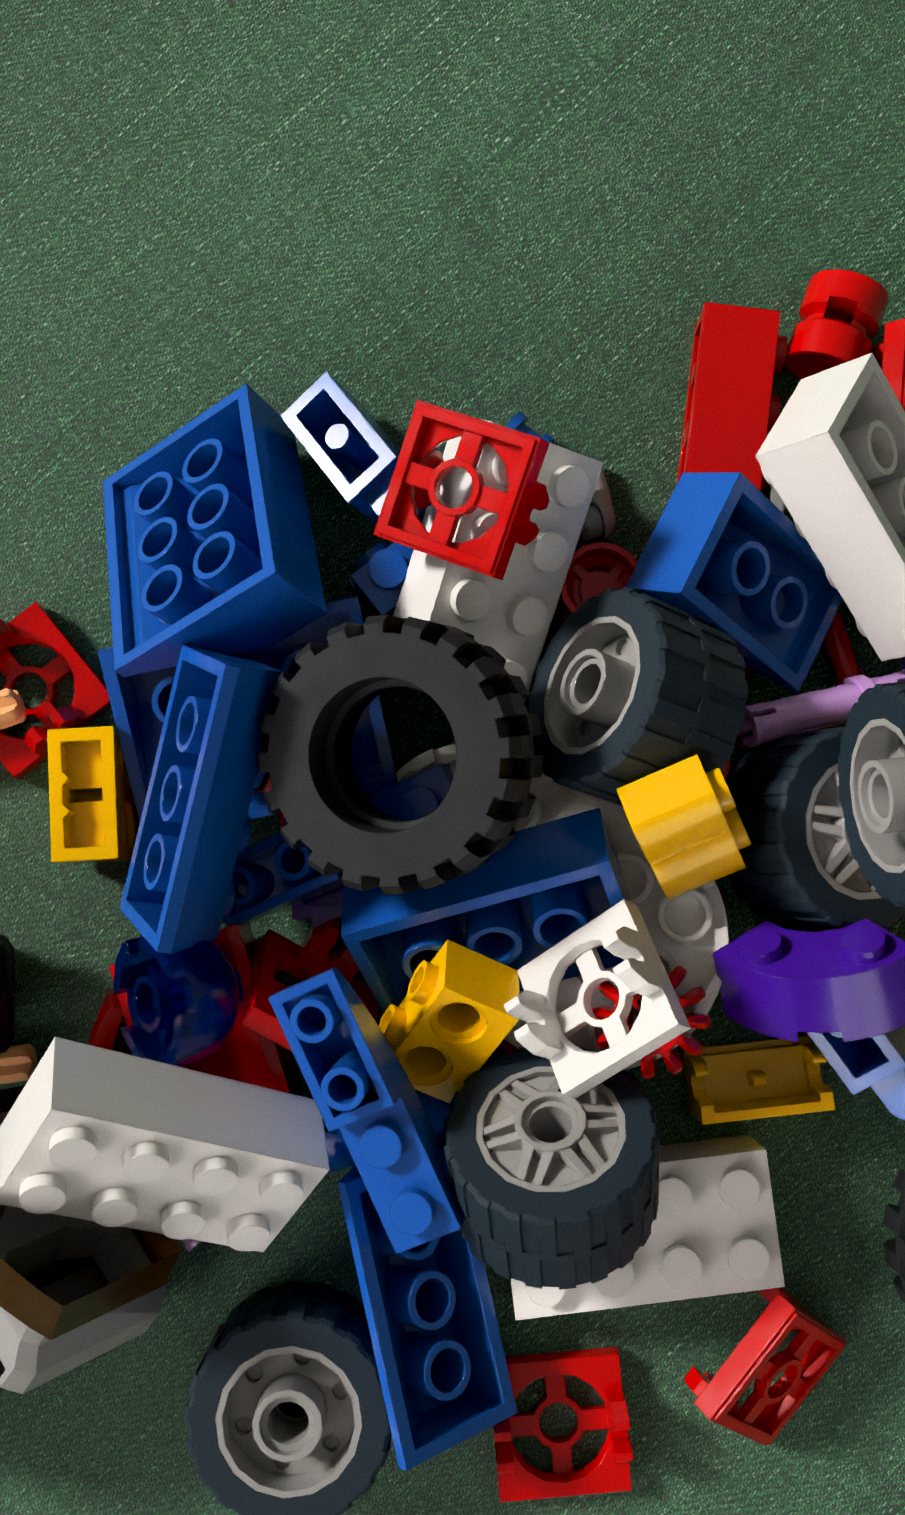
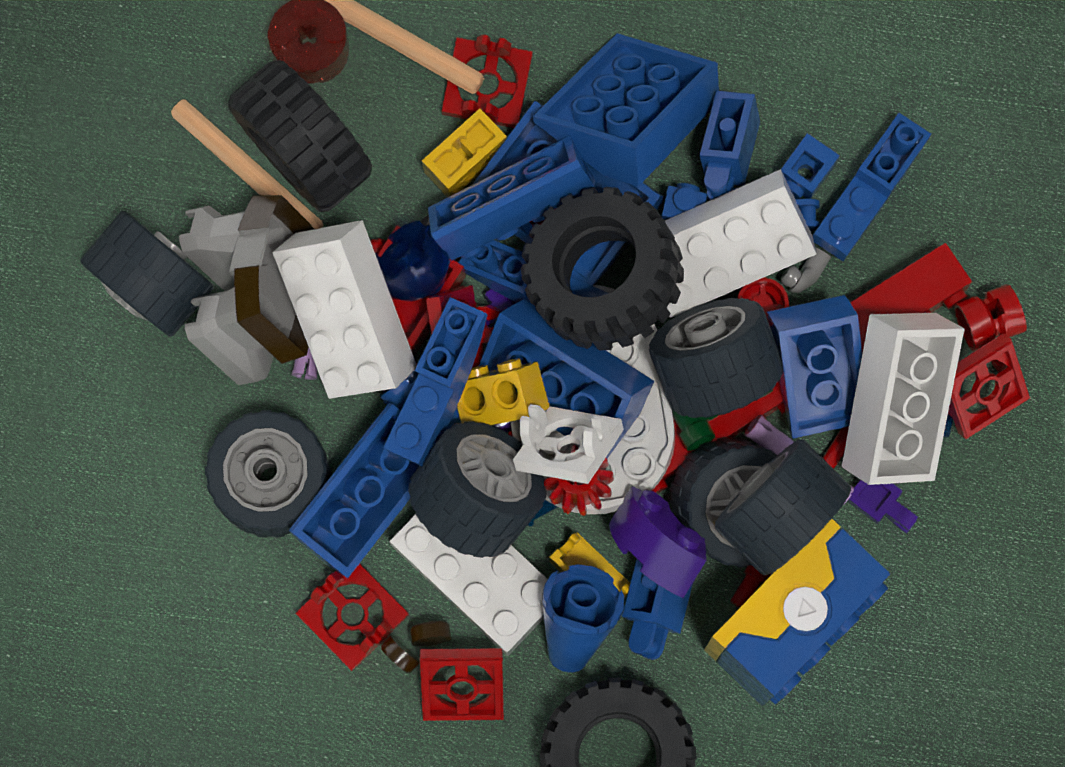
camera: 55 degrees right, 5 degrees down
(419, 479) = (730, 176): red piece -> none
(469, 371) = (812, 156): none -> blue brick
(555, 335) = (871, 187): none -> blue slope
(663, 1410) = (400, 654): none -> dark brown tile
(667, 1349) = (430, 633): none -> dark brown tile
(685, 825) = (675, 420): yellow brick -> none
(819, 1150) = (579, 614): none -> blue cone

